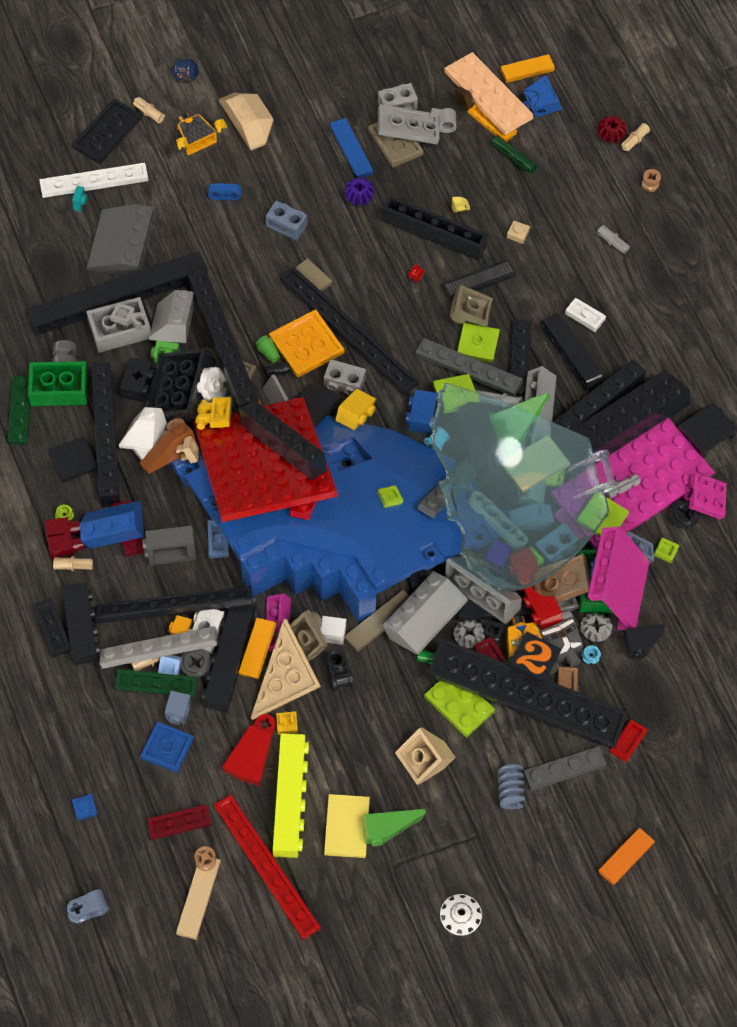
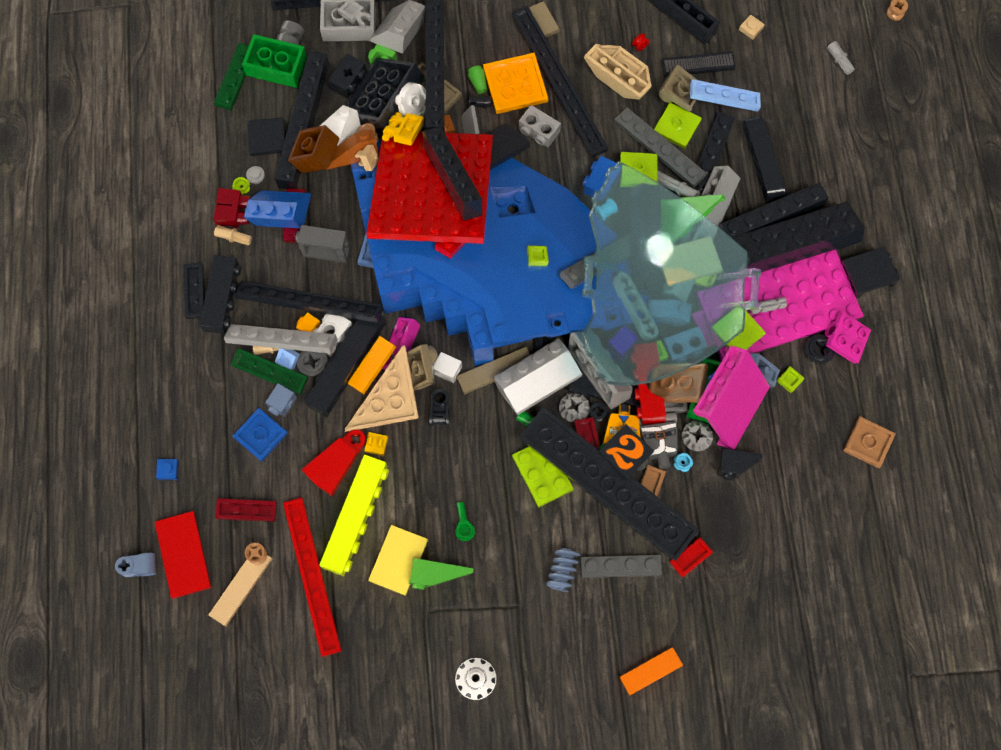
camera: 20 degrees right, 10 degrees up
(75, 499) = (255, 174): none -> light grey plate
(129, 884) = (183, 555): none -> red tile
(131, 456) = (313, 149): none -> reddish brown brick
(356, 409) = (538, 160): yellow brick -> none
(402, 778) = (464, 531): none -> green plate
(406, 305) = (619, 70): none -> tan wedge
(424, 755) = (492, 514): tan slope -> none
(515, 302) = (725, 95): none -> light blue plate
(585, 314) = (789, 125): white plate -> none

